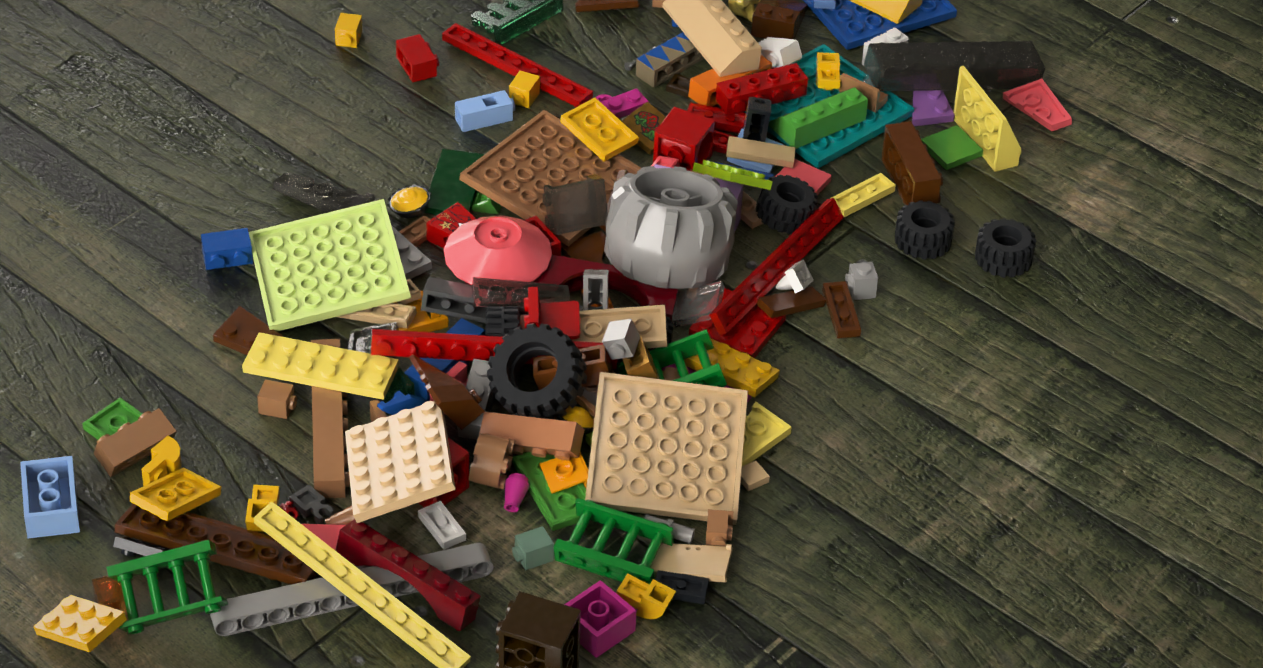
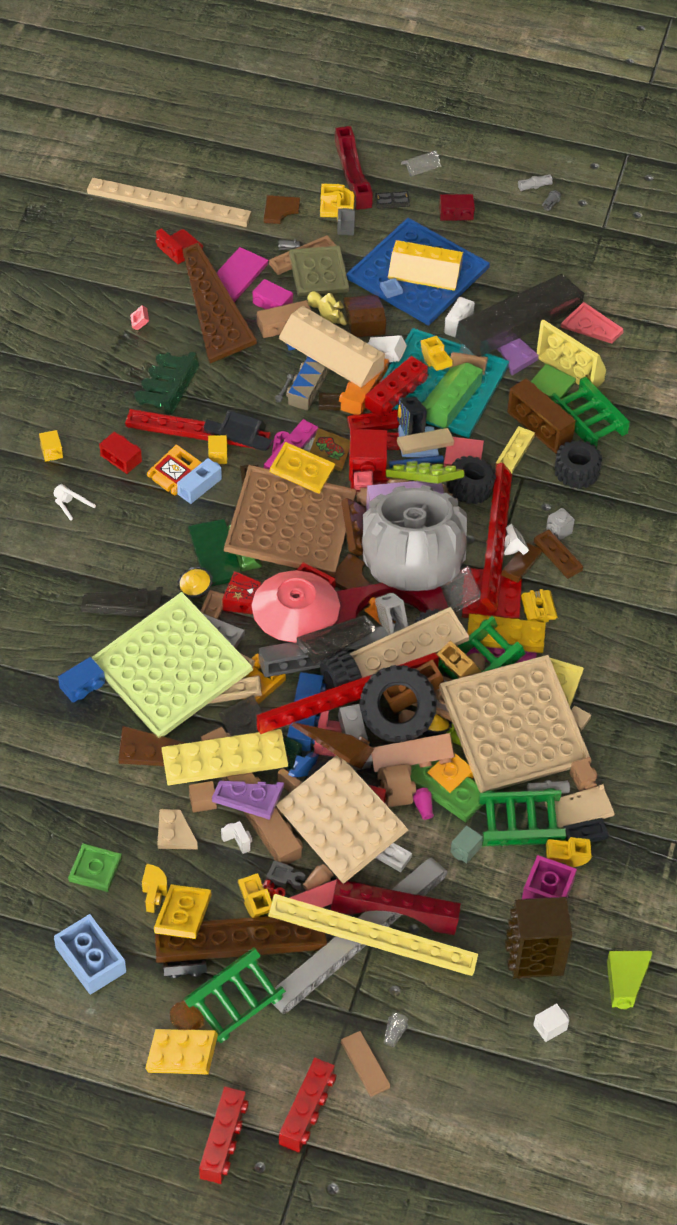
camera: 25 degrees left, 10 degrees up
(132, 441) = (121, 879): medium nougat brick -> none
(224, 422) = (174, 831): none -> tan wing
(286, 443) = (236, 831): none -> white bracket
(318, 412) = (251, 798): none -> medium lavender wing
(332, 79) = (64, 494): none -> white plant
(461, 88) = (172, 469): none -> container
(556, 314) = (377, 650): red bracket -> none
(561, 77) = (240, 430): none -> black plate
(575, 205) = (332, 545): clear smoke panel -> none
(621, 339) = (442, 650): light grey brick -> none
(784, 352) = (539, 598): none -> yellow piece
(991, 177) = (598, 401): none -> green fence
(1005, 247) = (644, 447): black tyre -> none

